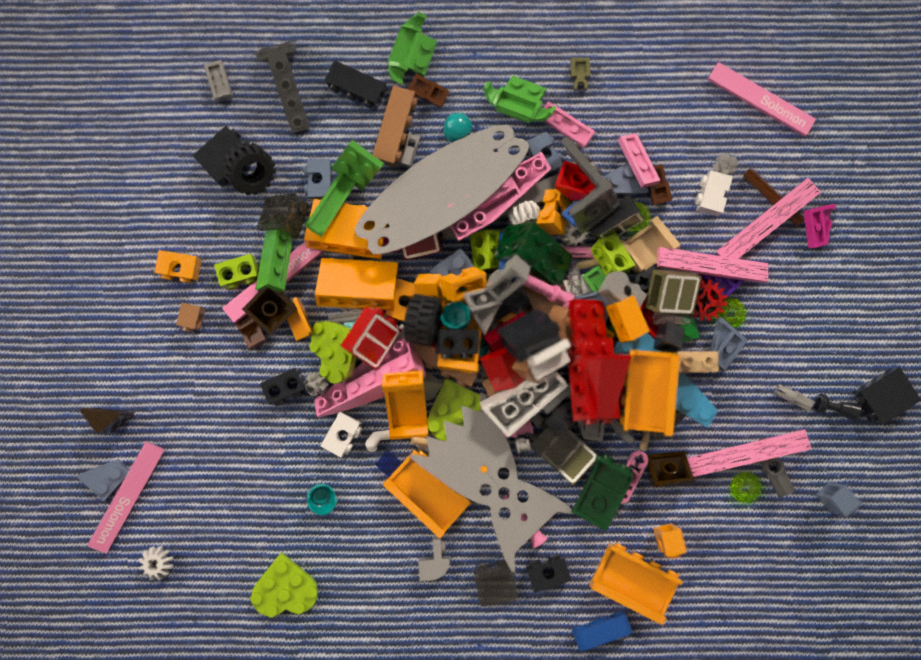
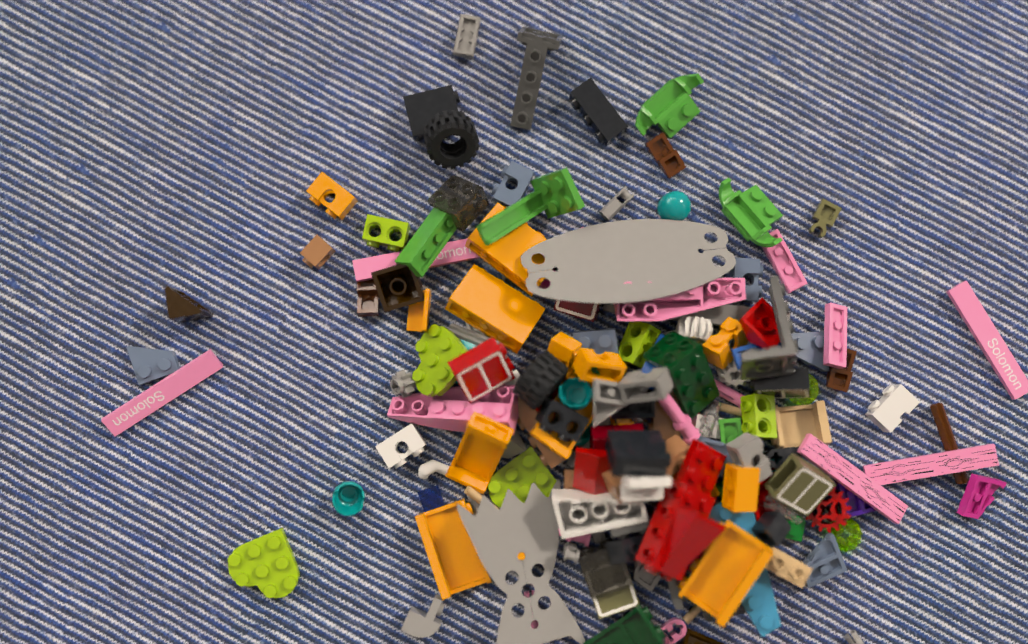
camera: 20 degrees right, 0 degrees up
(149, 560) = (152, 465): white gear -> none
(282, 382) = (371, 364): black brick -> none
(394, 126) = (614, 173): medium nougat brick -> none
(402, 290) = (536, 337): light orange brick -> none
(725, 164) = (919, 385): light grey gear -> none

